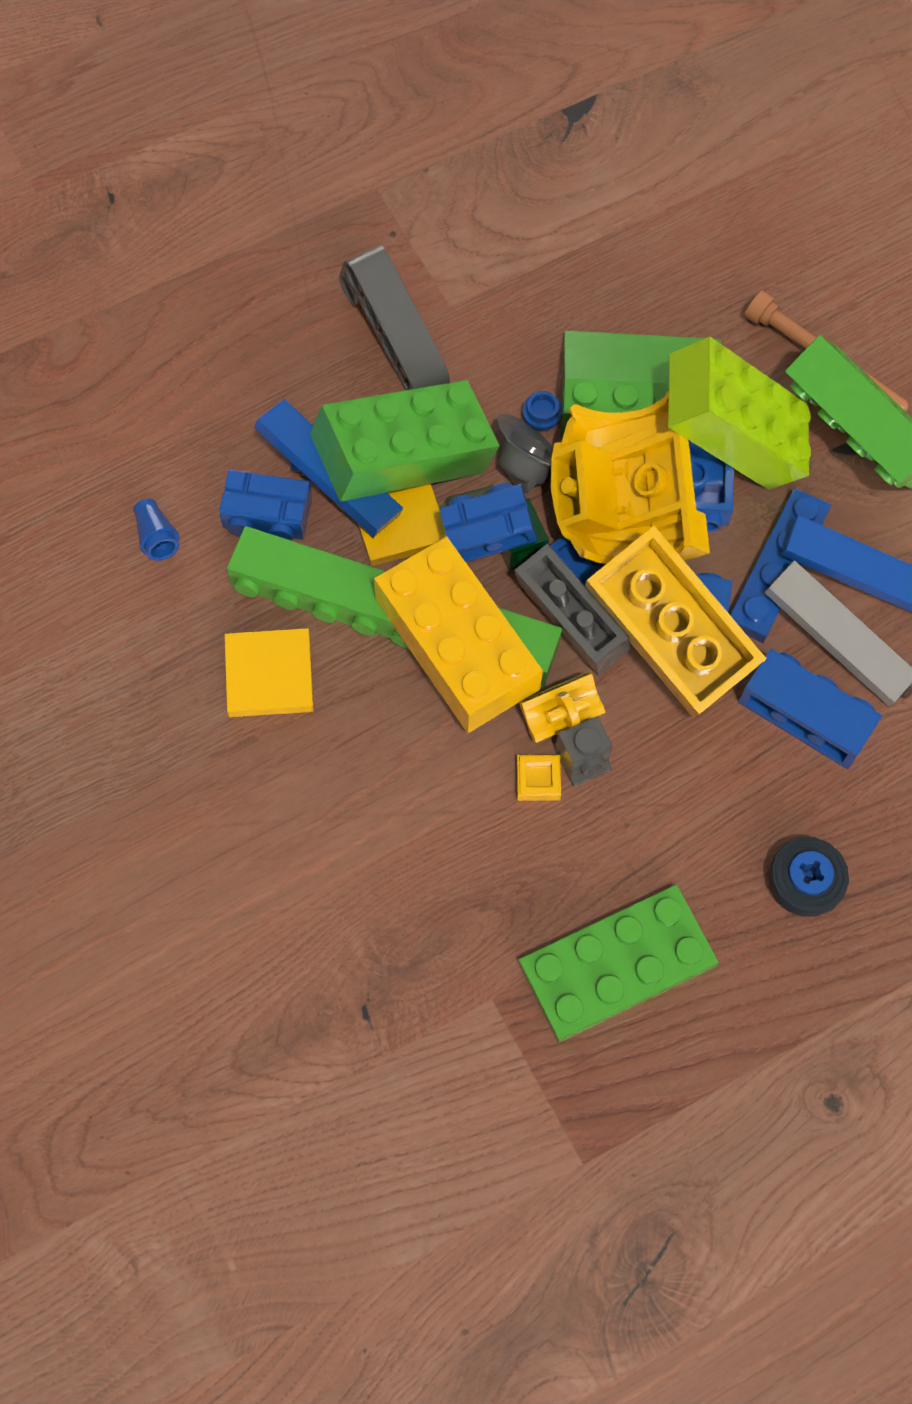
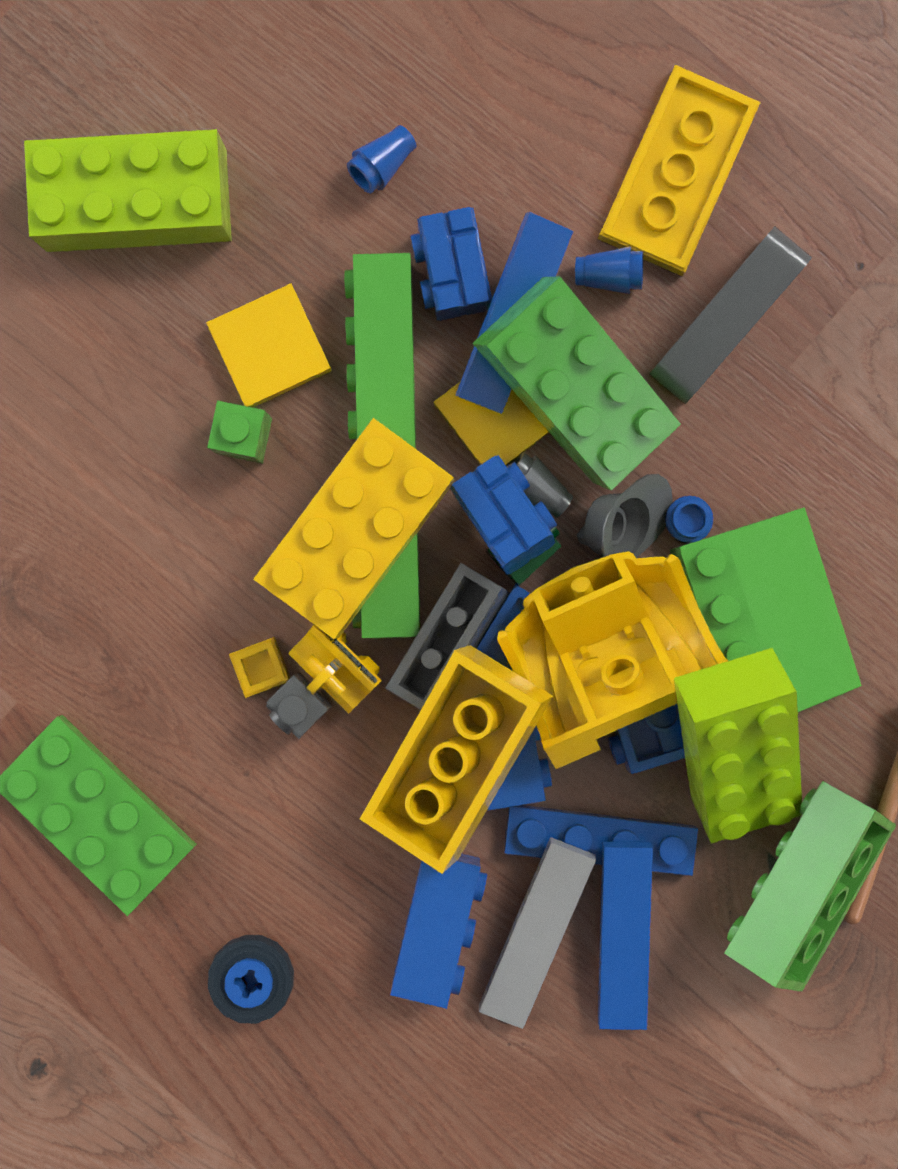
camera: 70 degrees right, 20 degrees up
(89, 730) = (127, 190): none -> lime brick
(263, 327) = (679, 170): none -> yellow tile
(323, 387) = (611, 270): none -> blue cone
(333, 713) = (239, 432): none -> bright green brick

